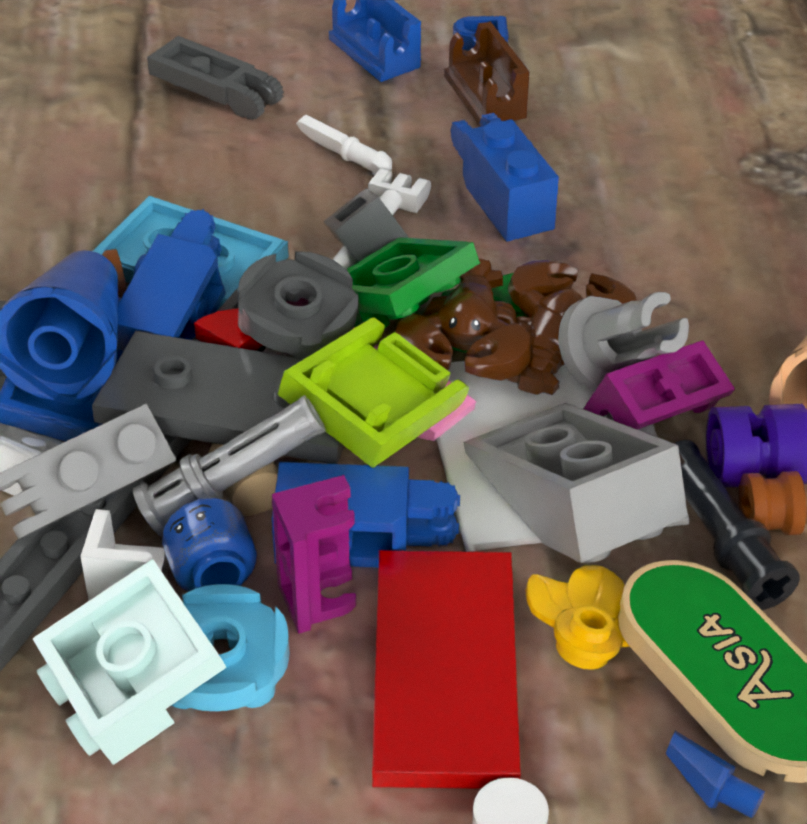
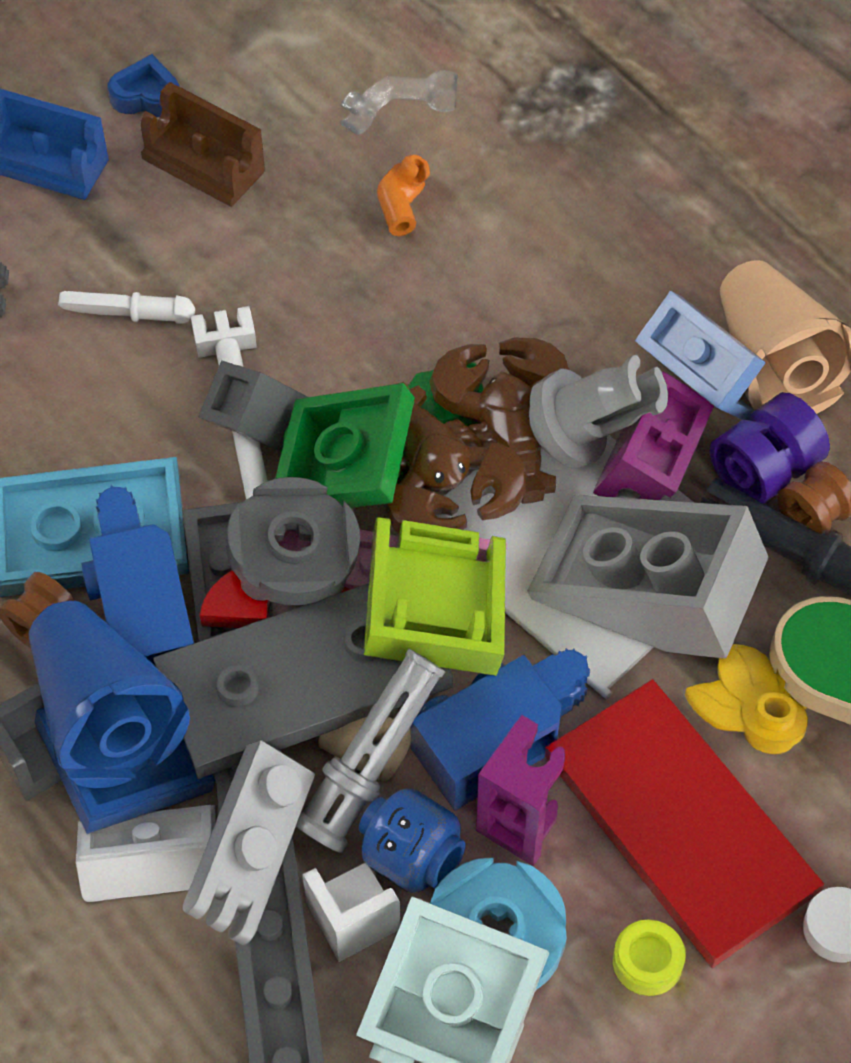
camera: 35 degrees left, 15 degrees up
(324, 744) = (648, 957): none -> neon yellow tile
(507, 176) = (321, 262): blue hinge -> none
(614, 163) = (399, 190): none -> orange arm
(701, 118) = (437, 91): none -> clear arm
(747, 345) = (701, 354): none -> medium blue panel

